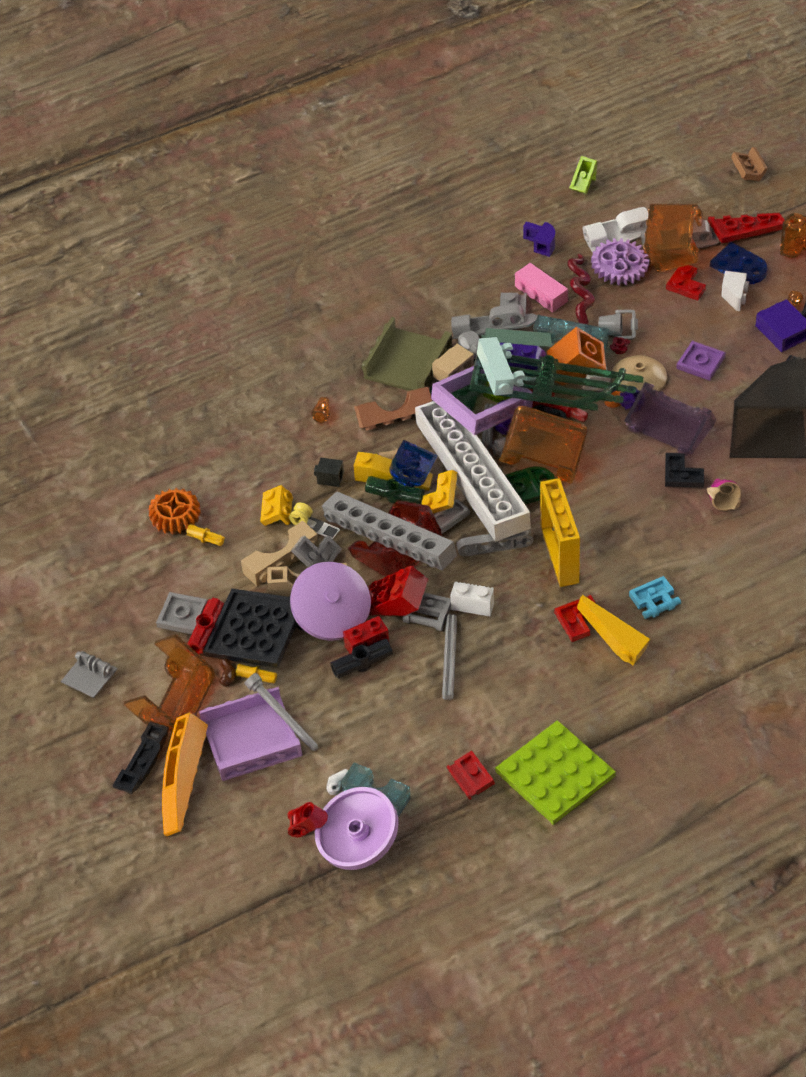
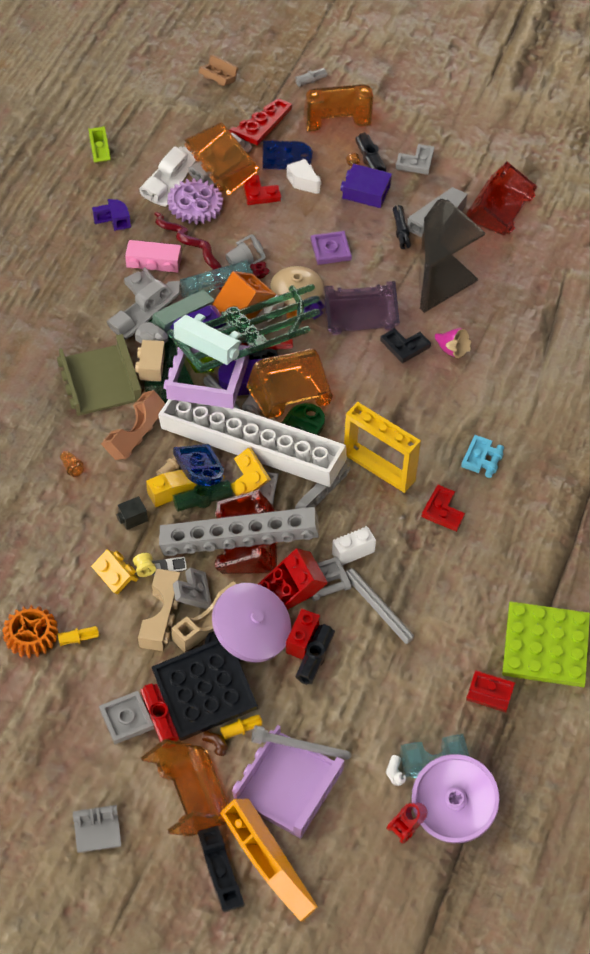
camera: 45 degrees left, 5 degrees up
(620, 636) = (487, 502): yellow slope -> none

